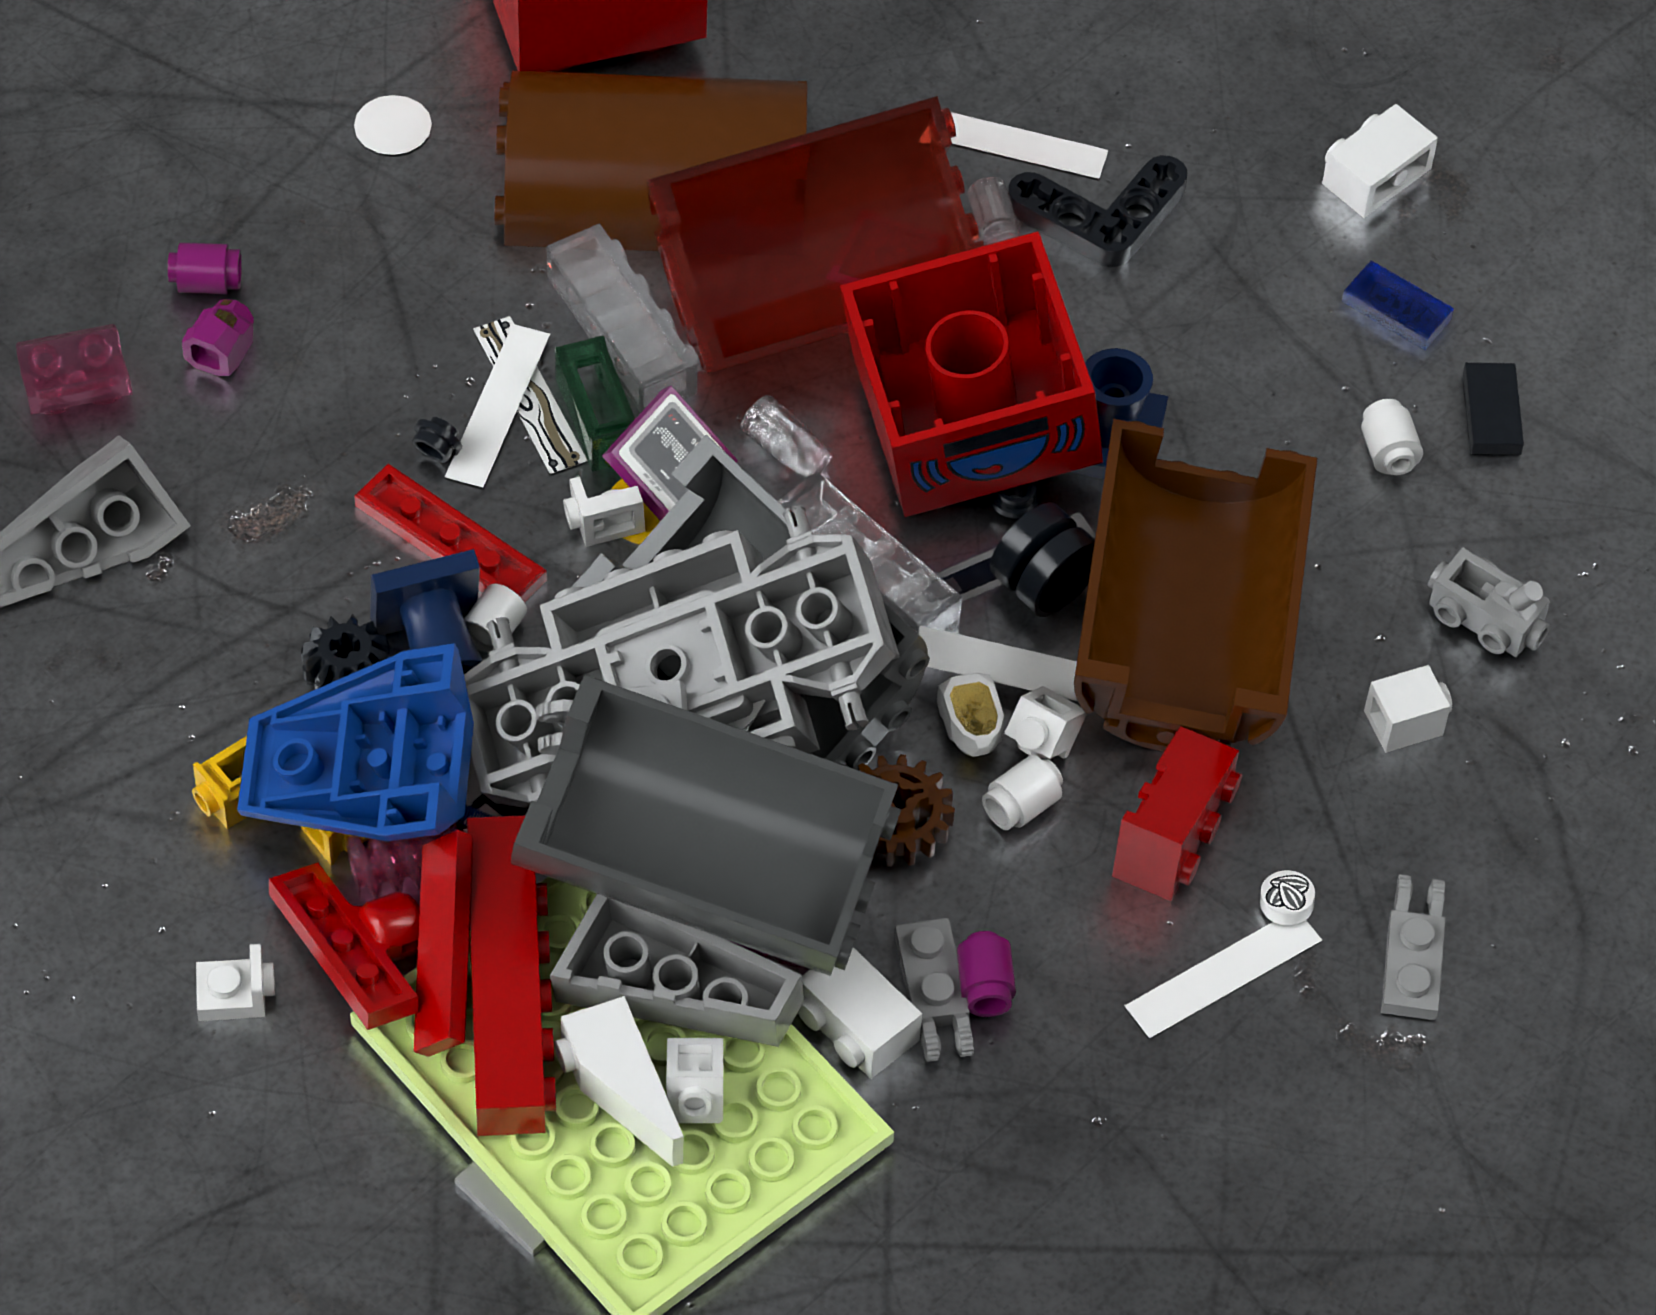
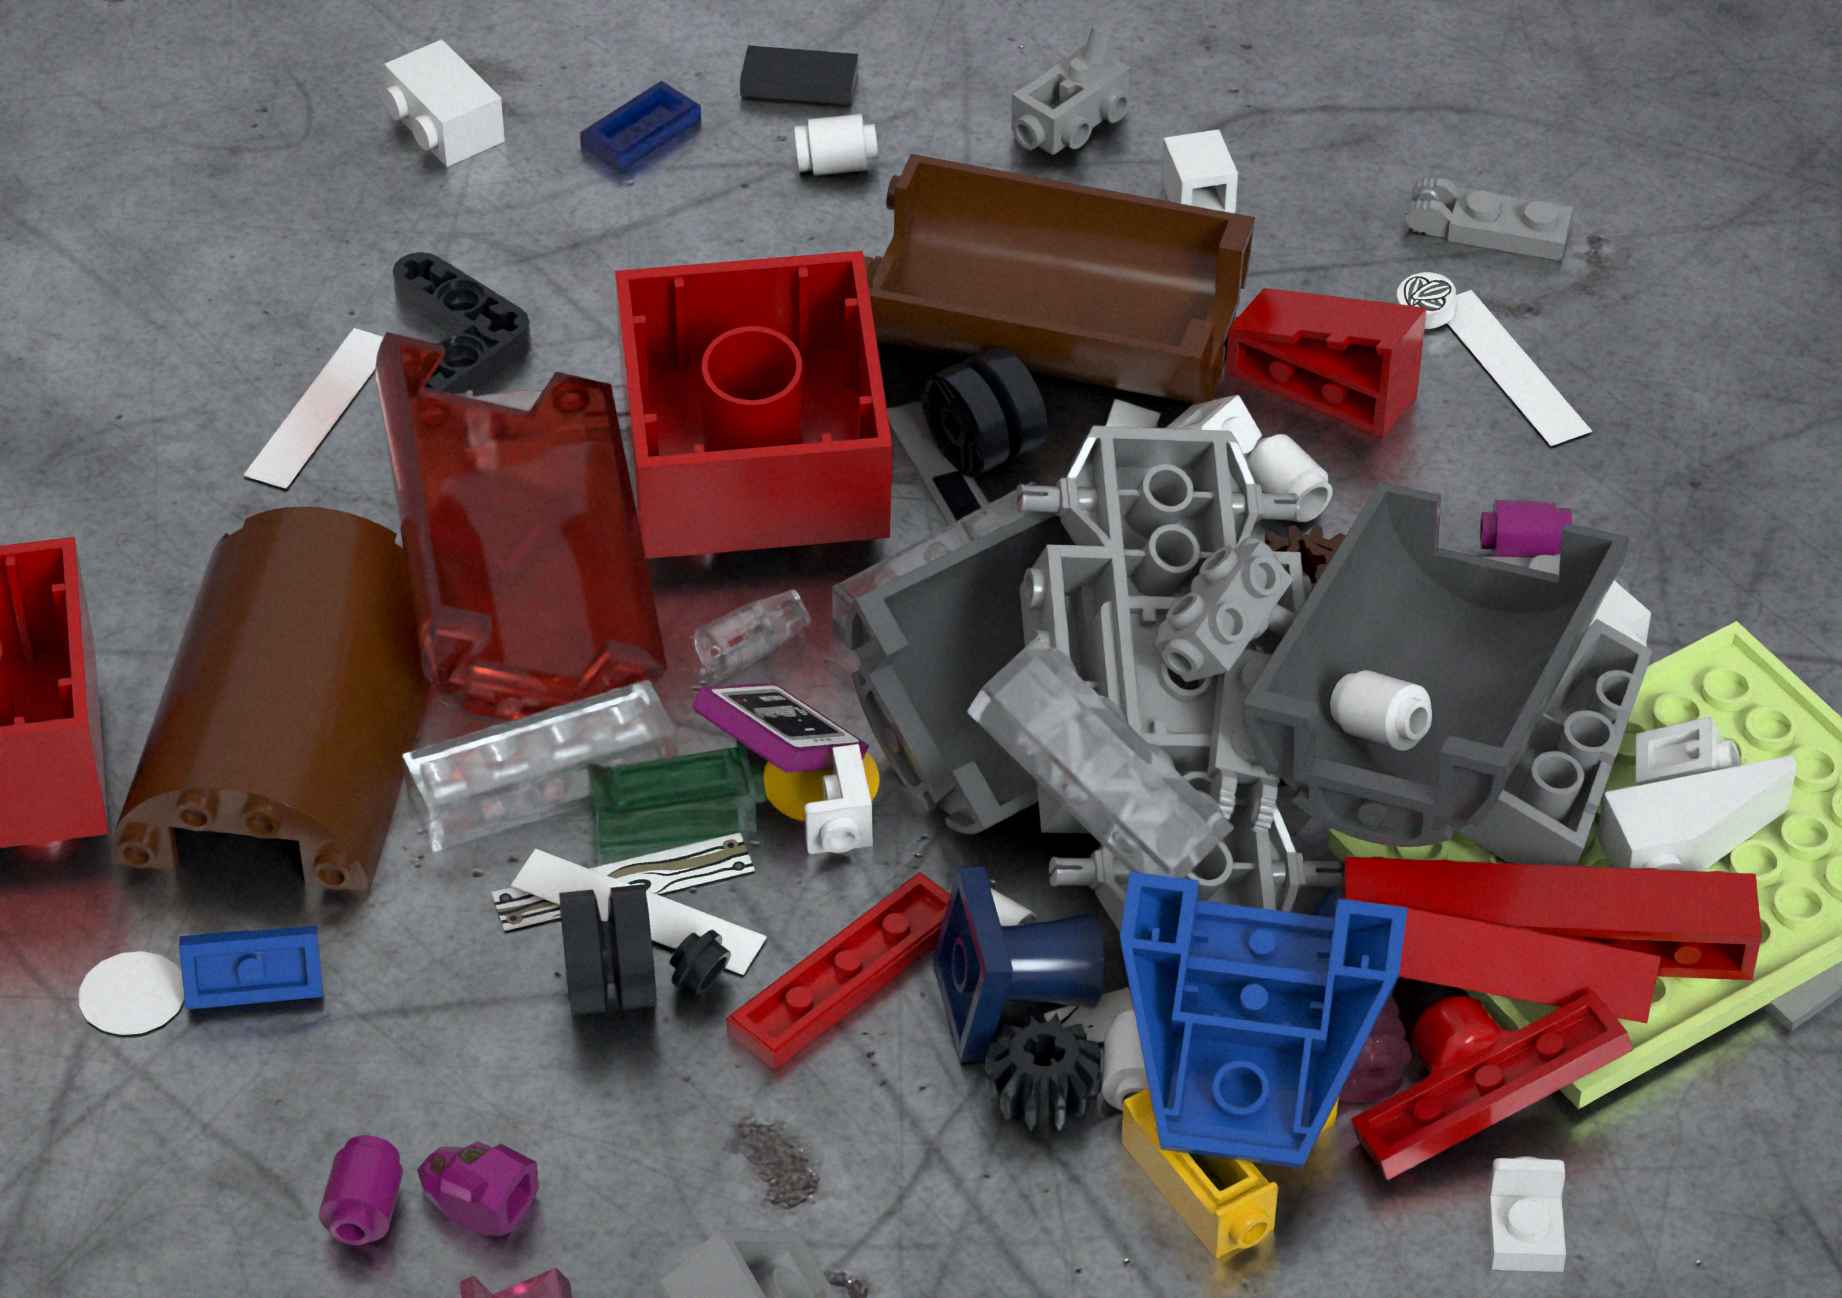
camera: 80 degrees left, 10 degrees down
(403, 180) = (250, 966): none -> blue hinge
(422, 370) = (608, 951): none -> black wheel
(545, 609) = (1099, 765): none -> clear brick
(640, 800) = (1381, 709): none -> white brick
(710, 668) = (1225, 610): none -> light grey brick

